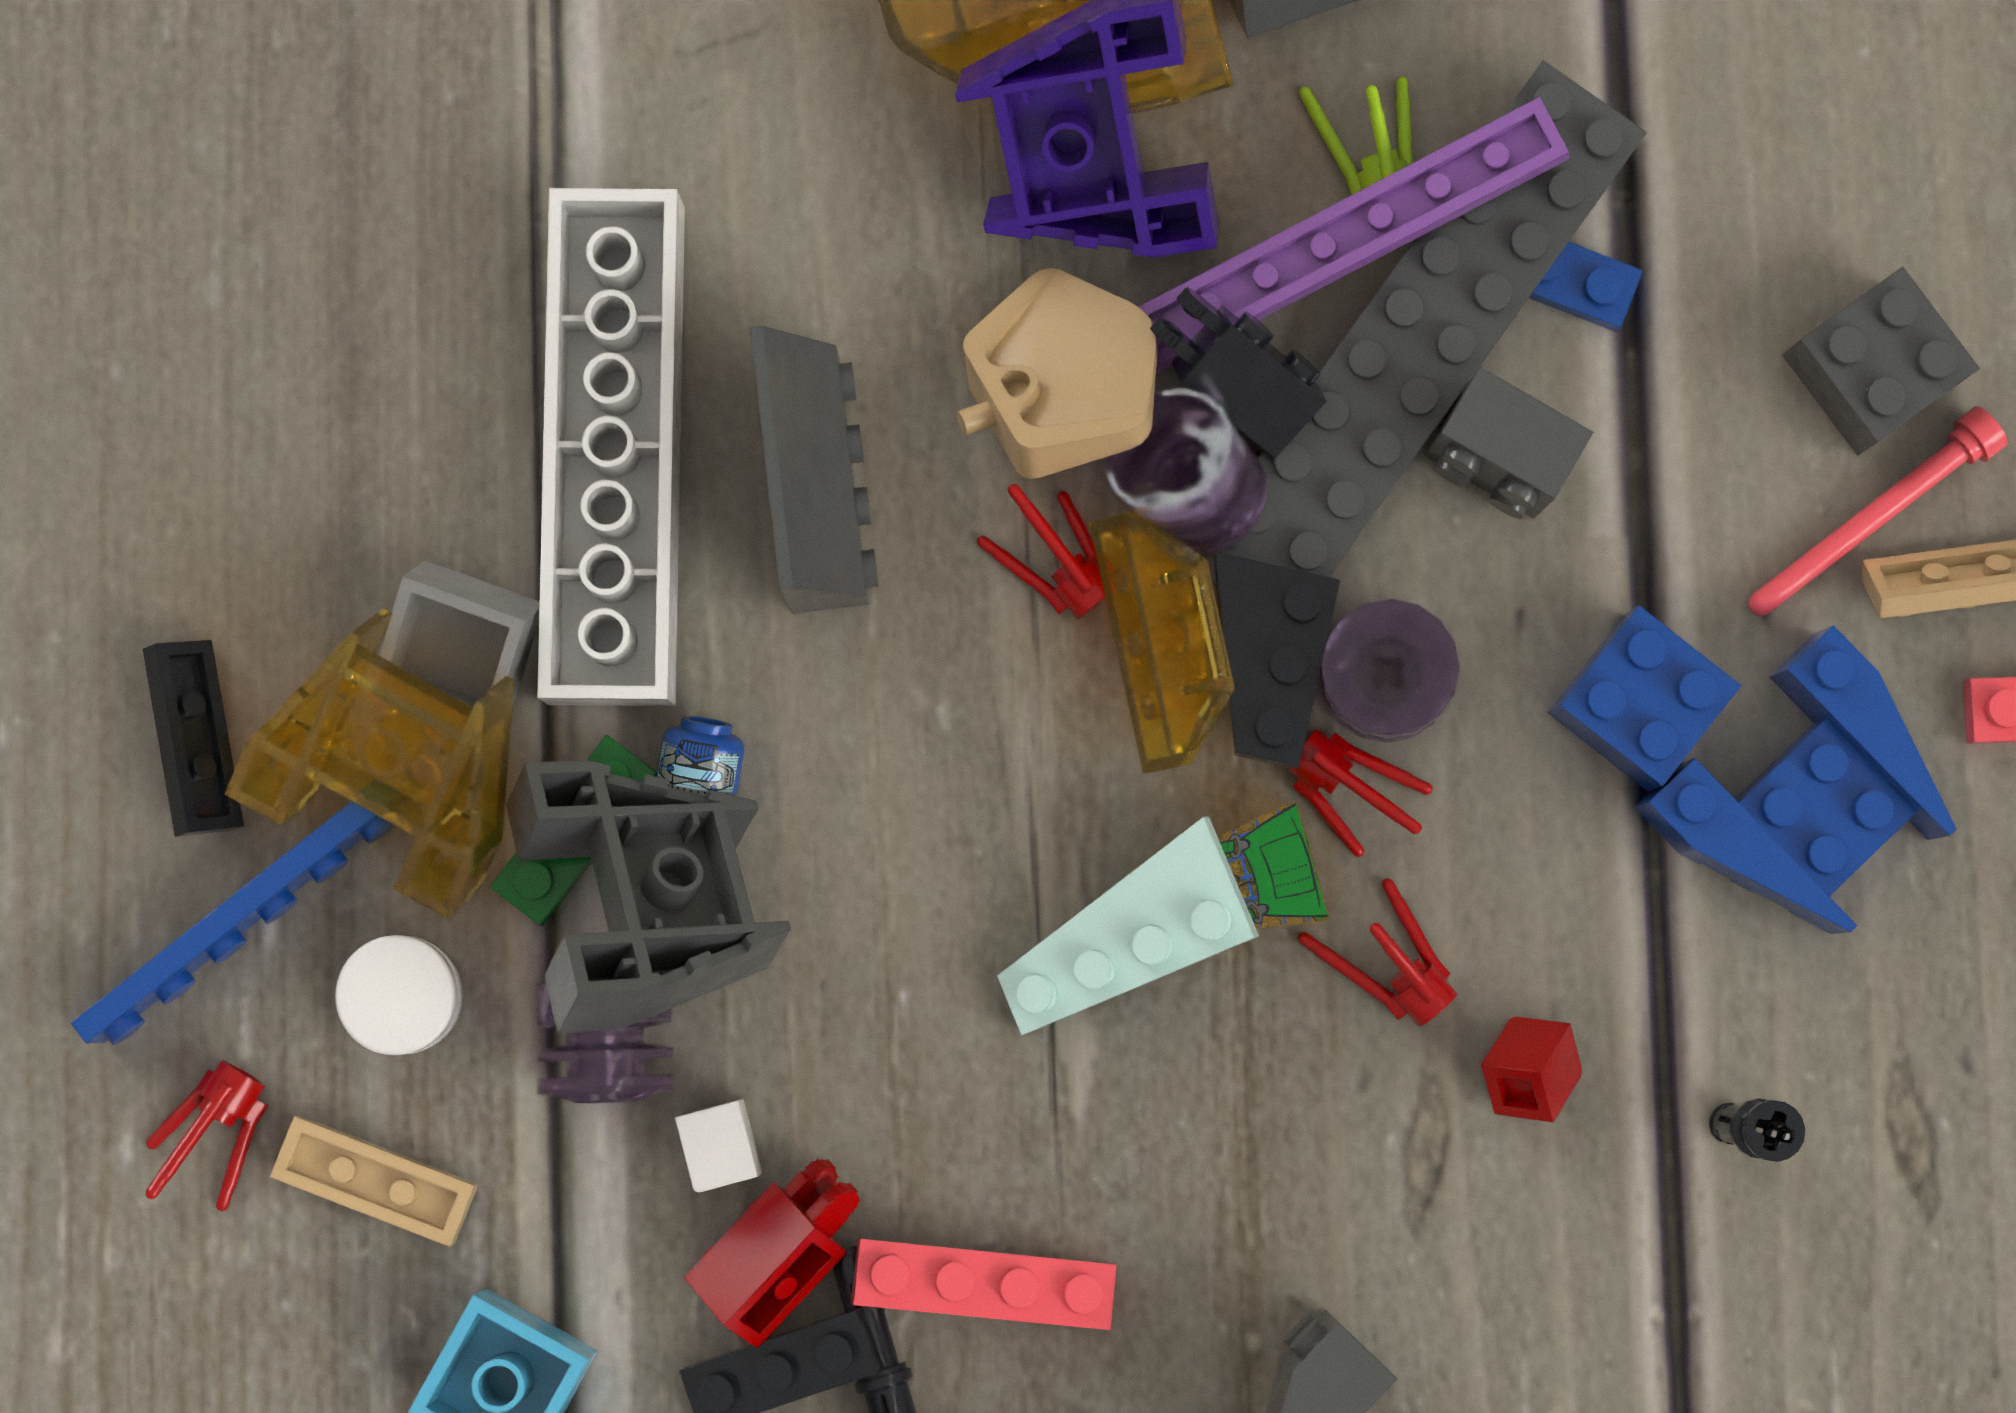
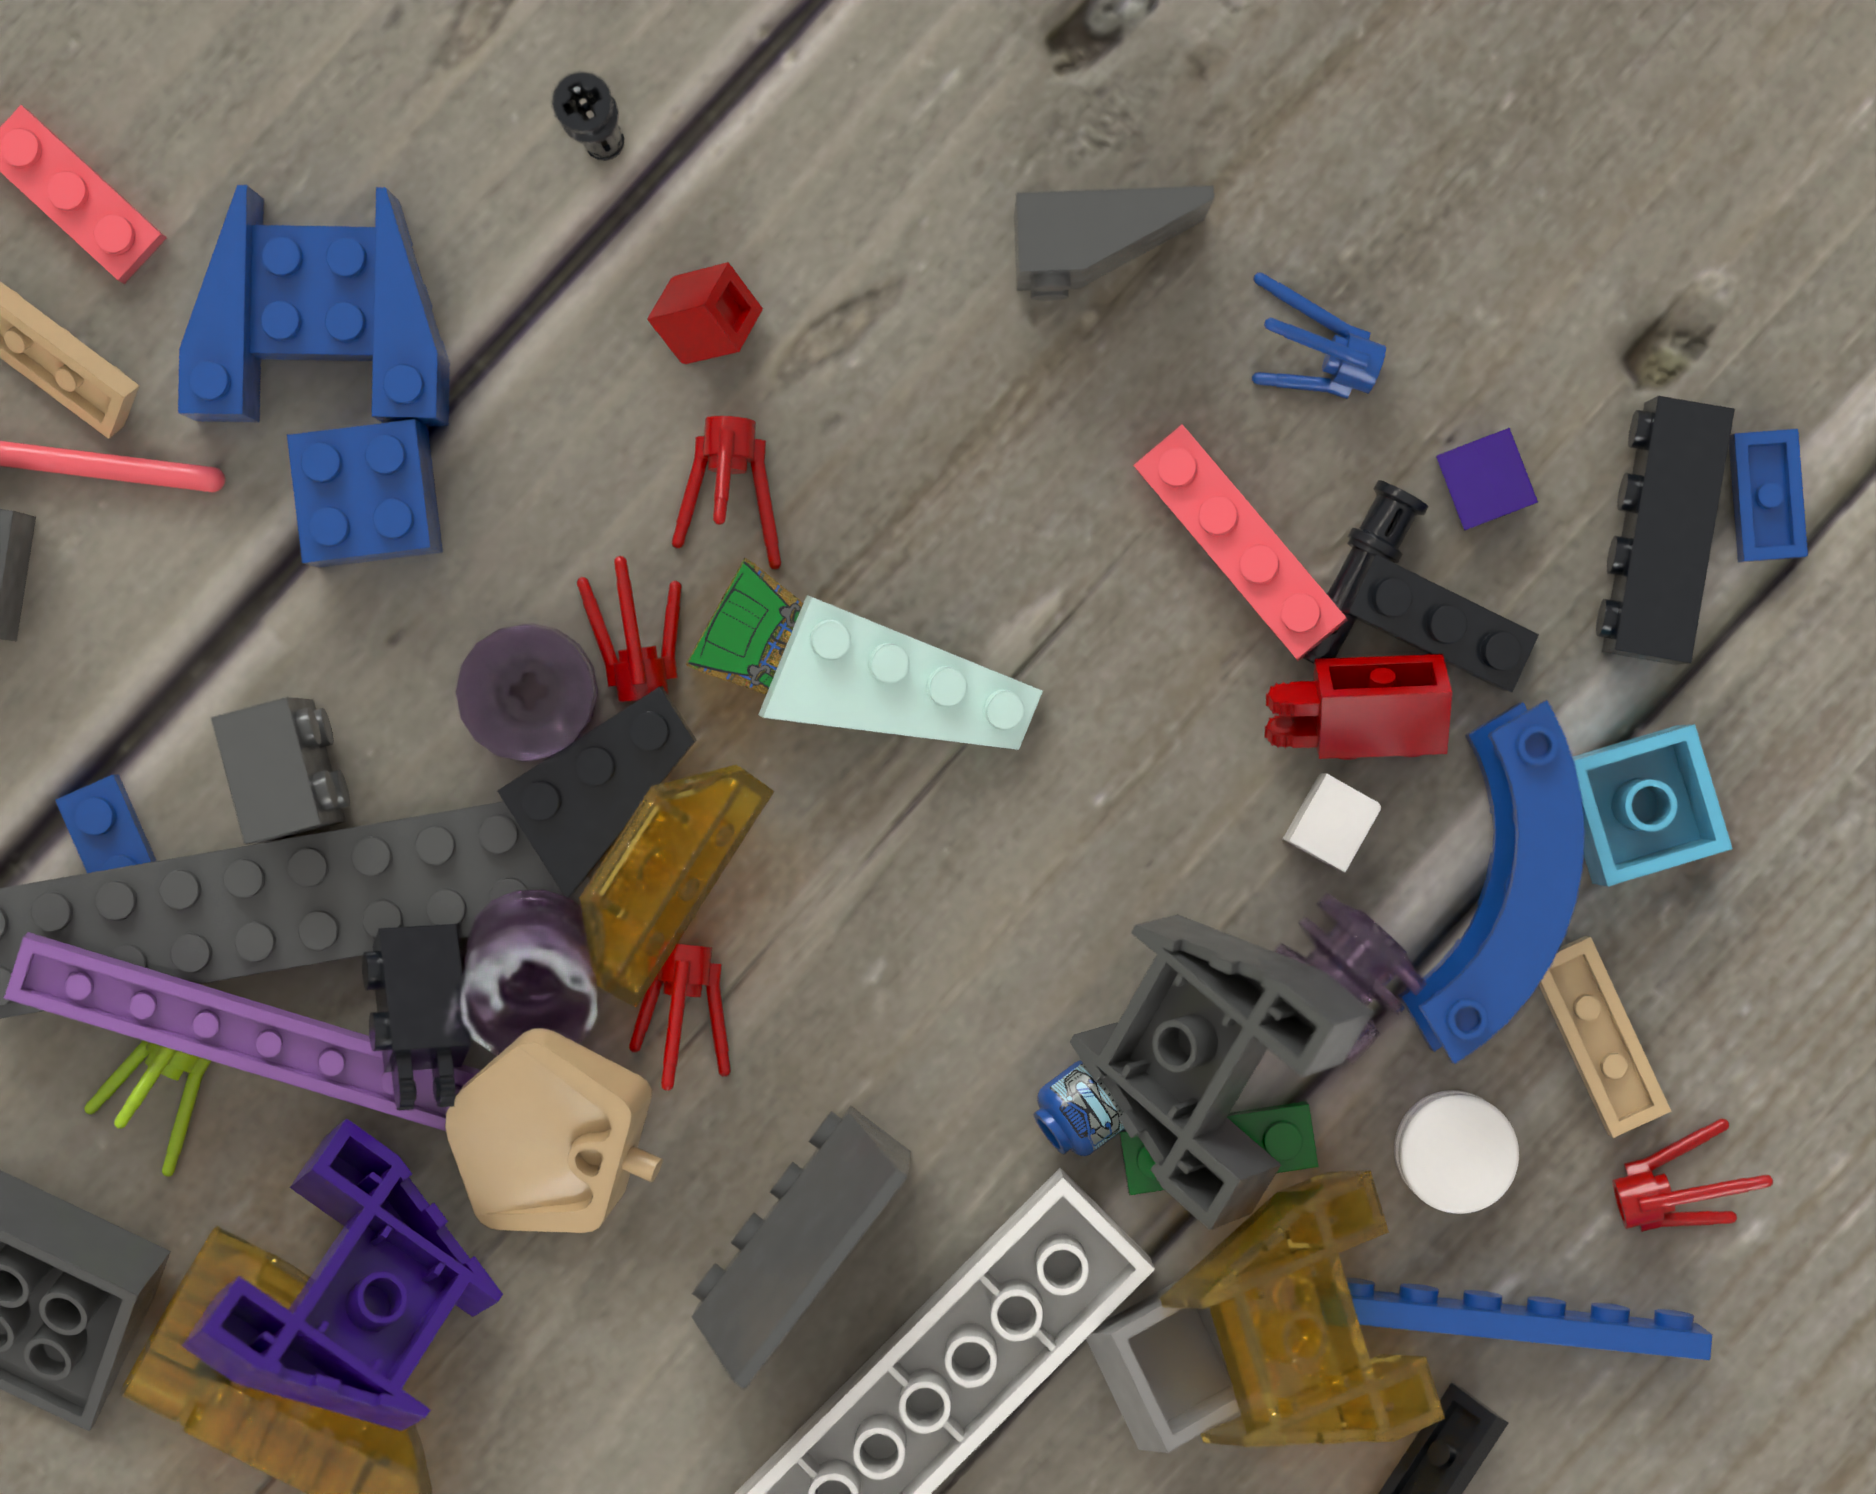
camera: 140 degrees left, 5 degrees up
(532, 1237) = (1526, 888): none -> blue fence

